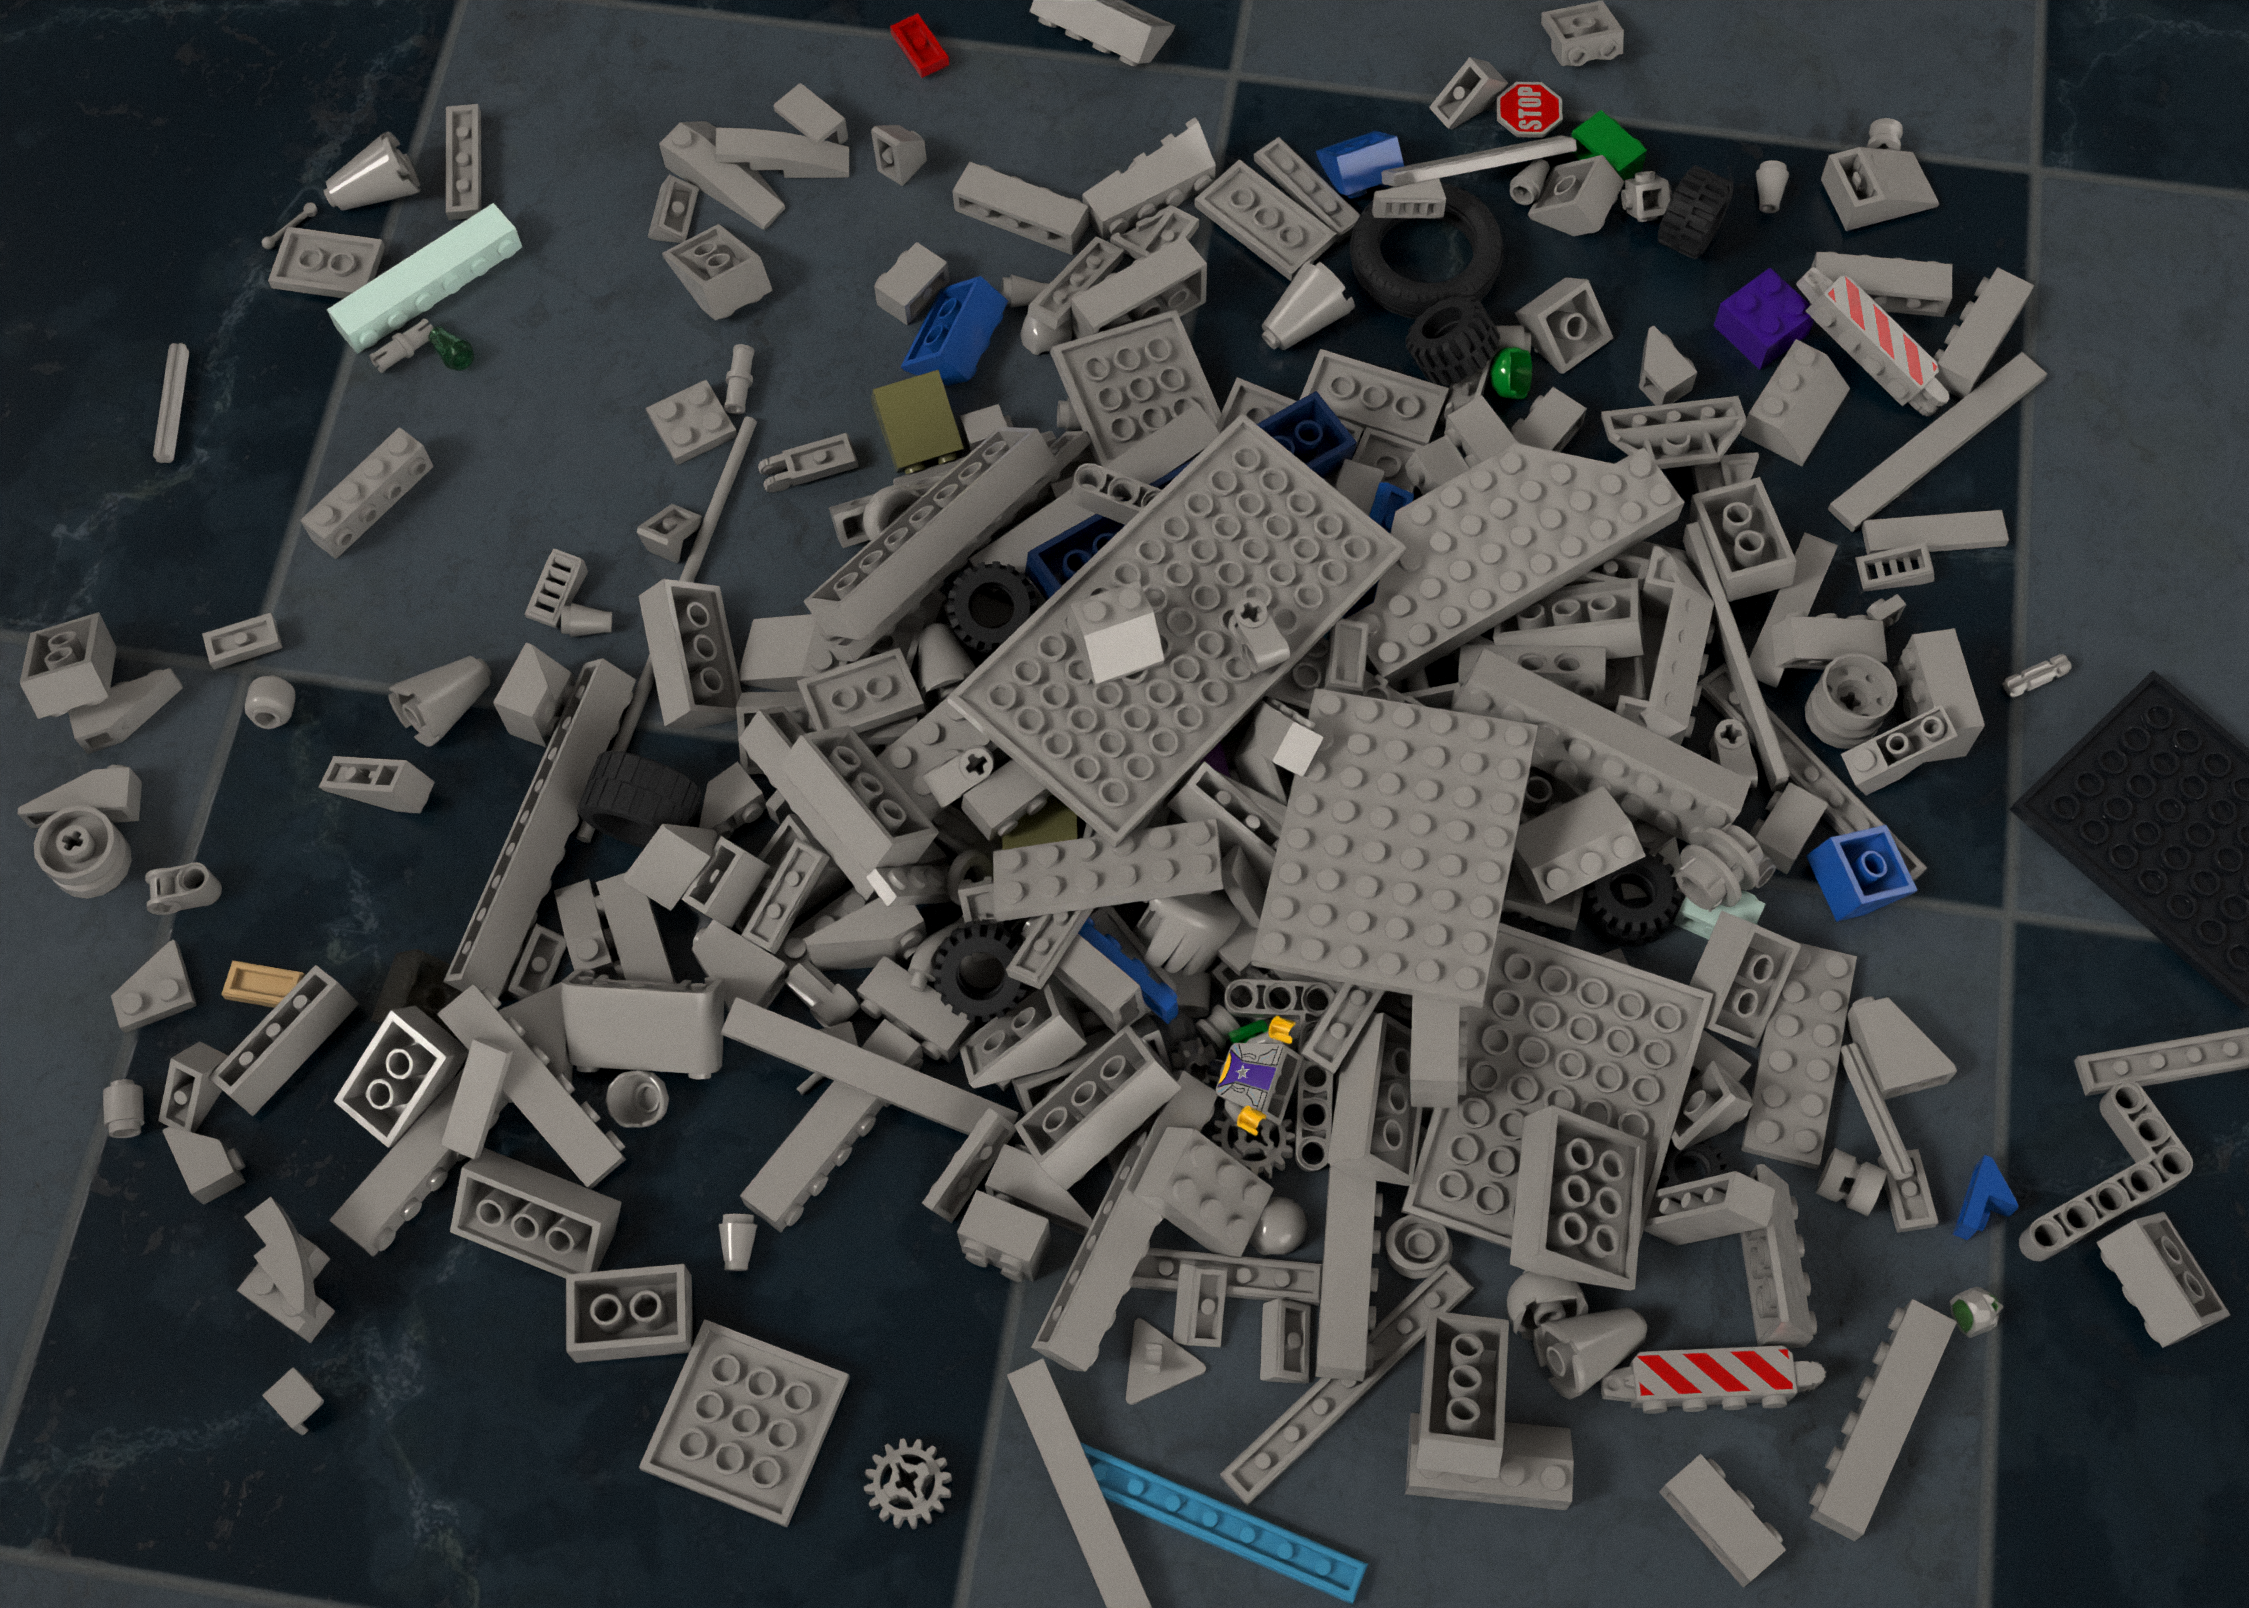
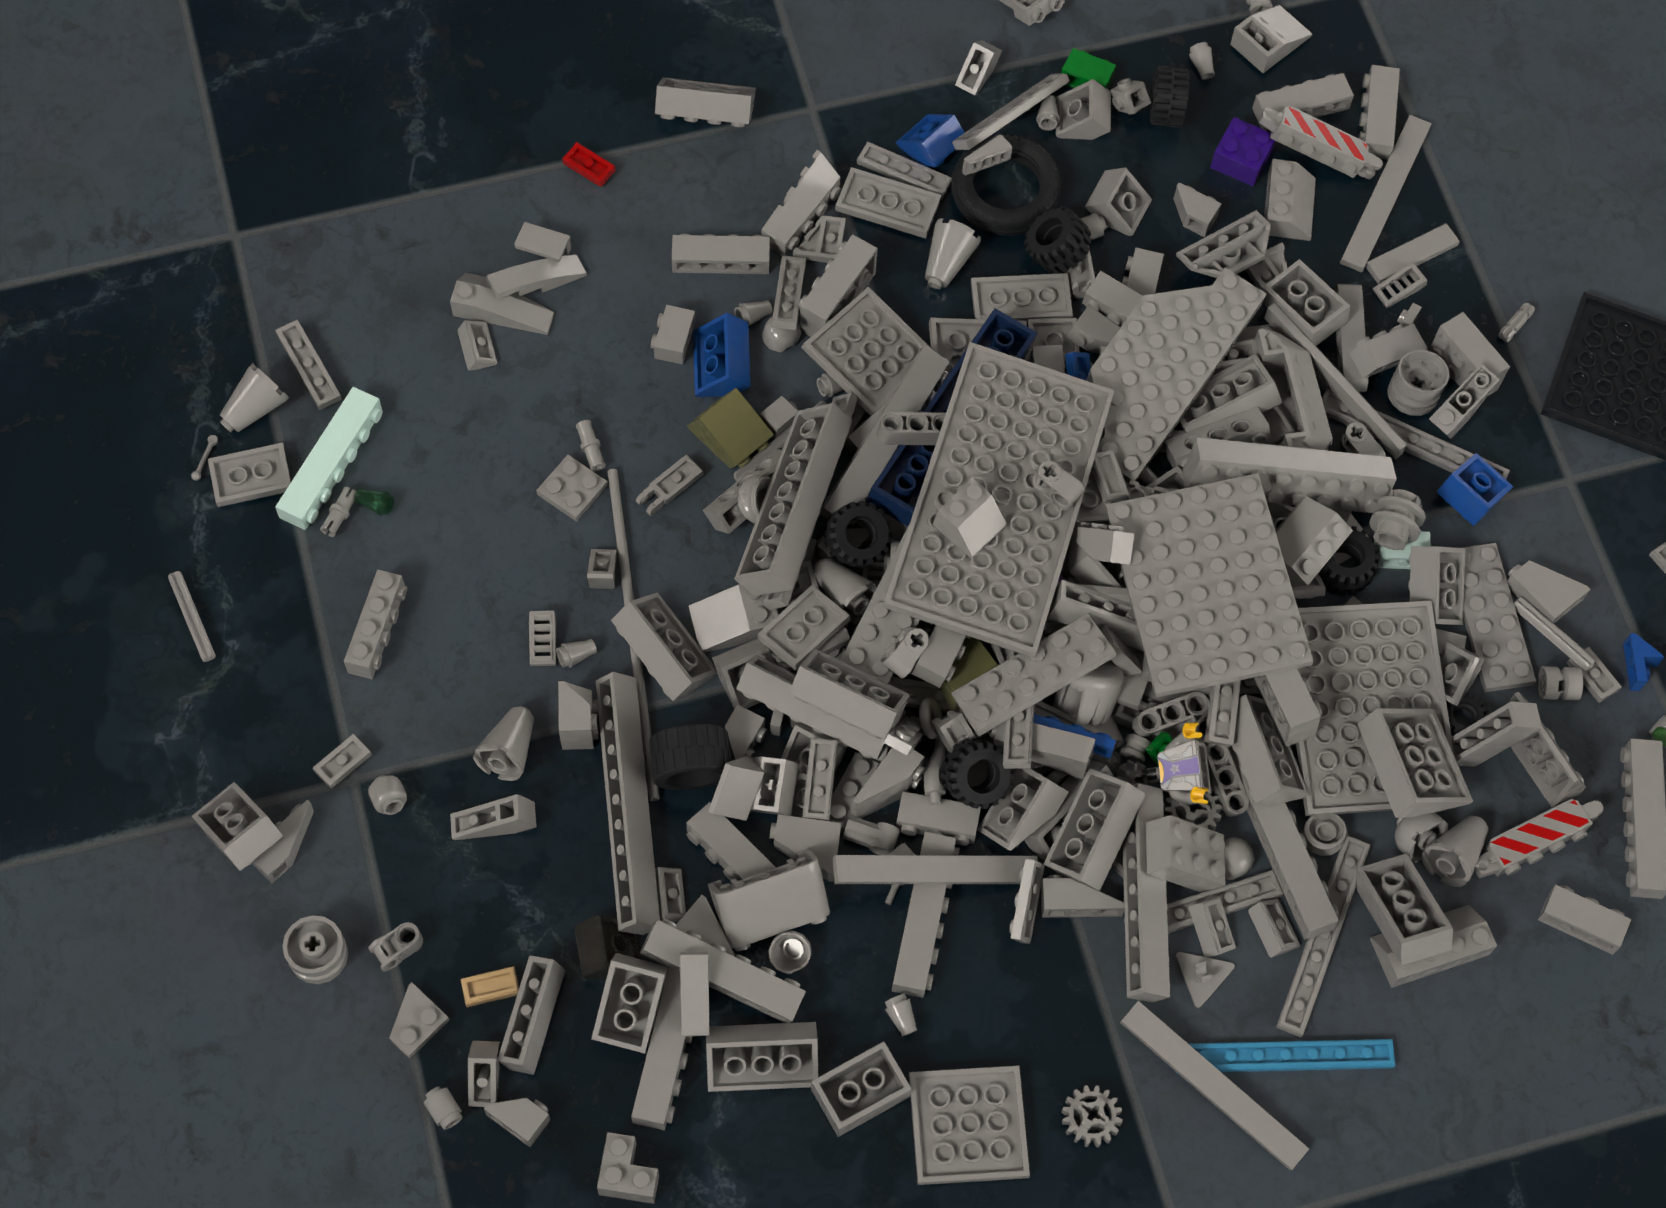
camera: 30 degrees left, 0 degrees up
(109, 790) = (303, 902): light grey slope -> none
(284, 1257) = (624, 1151): light grey slope -> none
(584, 929) = (691, 858): light grey slope -> none
(719, 271) = (535, 375): light grey slope -> none
(898, 152) = (617, 246): light grey slope -> none
(1004, 1237) = (1074, 936): light grey brick -> none
(1511, 373) = (1102, 248): green hair -> none
(1529, 109) = (1023, 63): piece -> none
(1788, 825) = (1417, 474): light grey brick -> none

